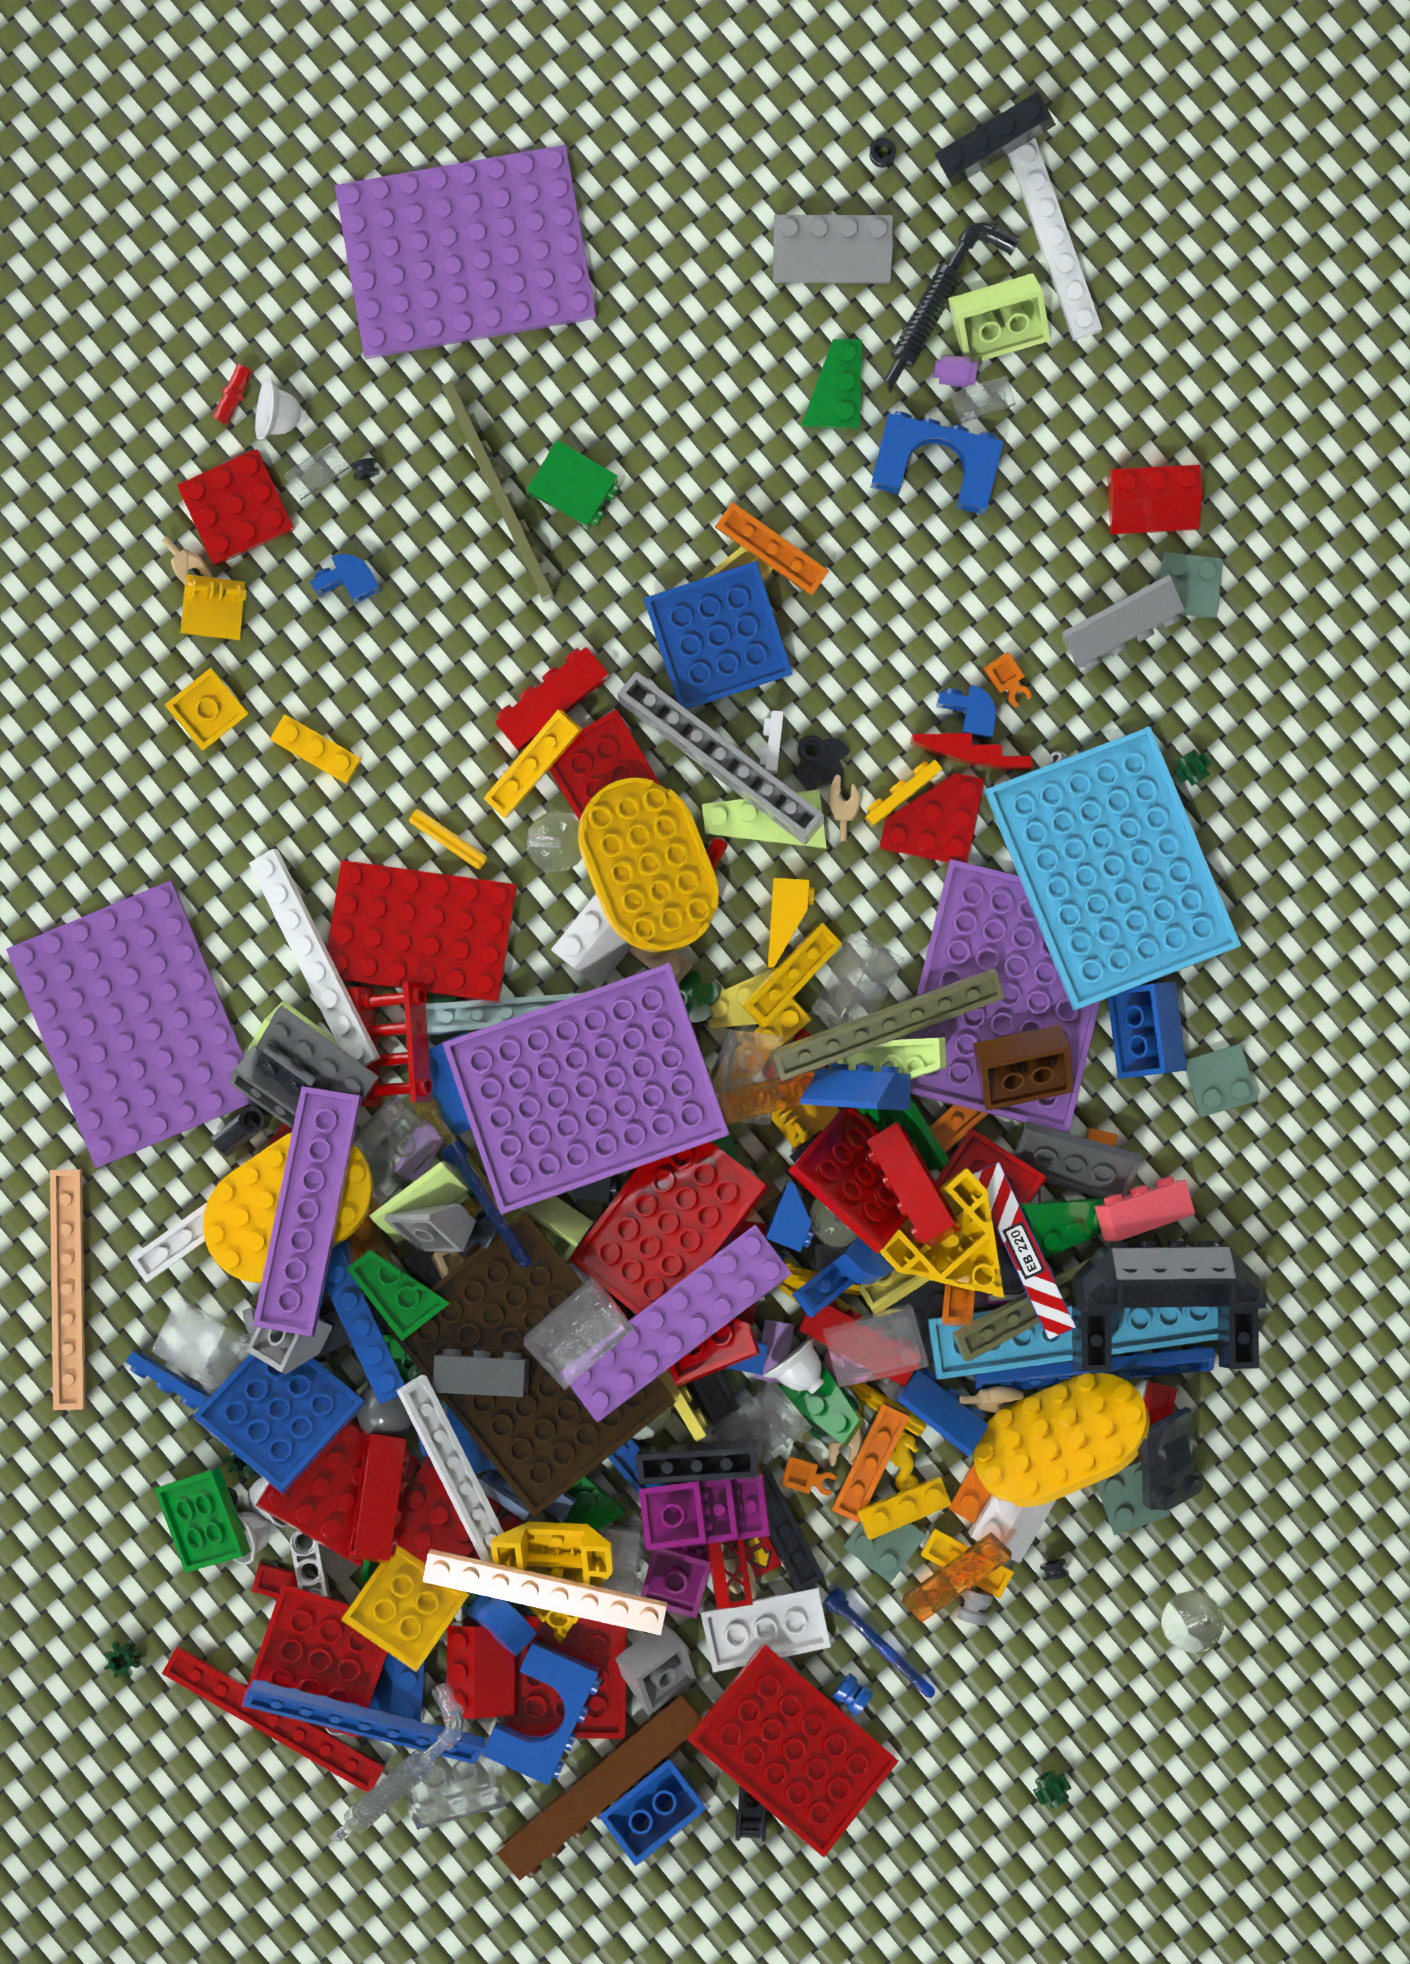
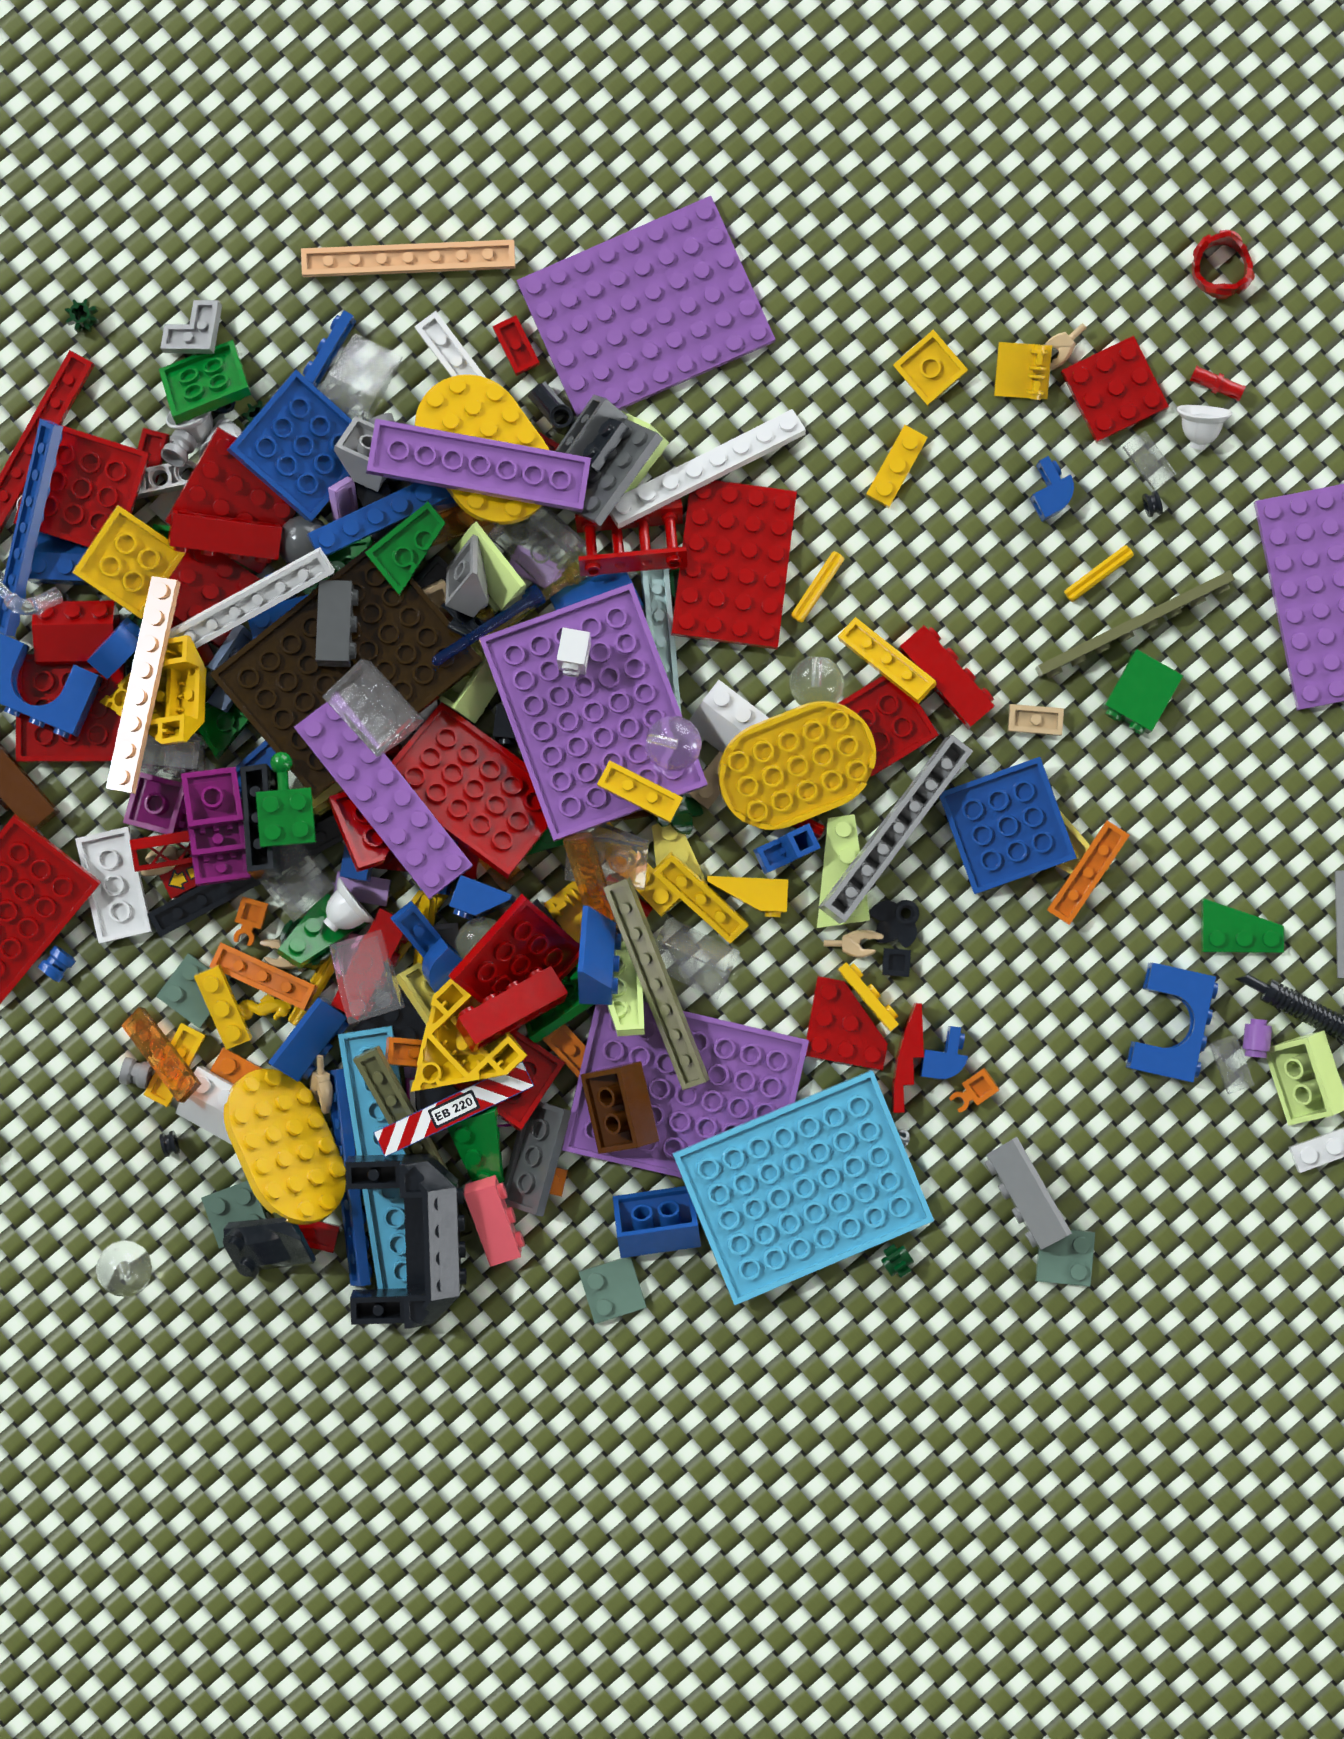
camera: 85 degrees right, 0 degrees up
(130, 385) = (1223, 290): none -> red piece
(149, 1527) = (199, 335): none -> light grey plate
(169, 1169) = (516, 345): none -> red plate
(275, 1548) = (177, 450): none -> light grey wheel
(339, 1365) = (343, 498): none -> lavender tile
(440, 529) = (1099, 573): none -> yellow axle
(520, 1107) = (573, 652): none -> white brick
(601, 603) = (1035, 720): none -> tan plate
(624, 999) = (673, 743): none -> clear piece
(656, 1668) = (77, 787): light grey slope -> none
(677, 1037) = (639, 791): none -> yellow plate
(694, 1433) = (285, 813): none -> green plate
(739, 878) = (787, 849): none -> blue brick
(773, 729) = (924, 877): white plate -> none
(837, 1603) = (137, 949): clear blue piece -> none
(866, 761) = (896, 962): none -> black plate
(1154, 499) = (1143, 1222): red slope -> none

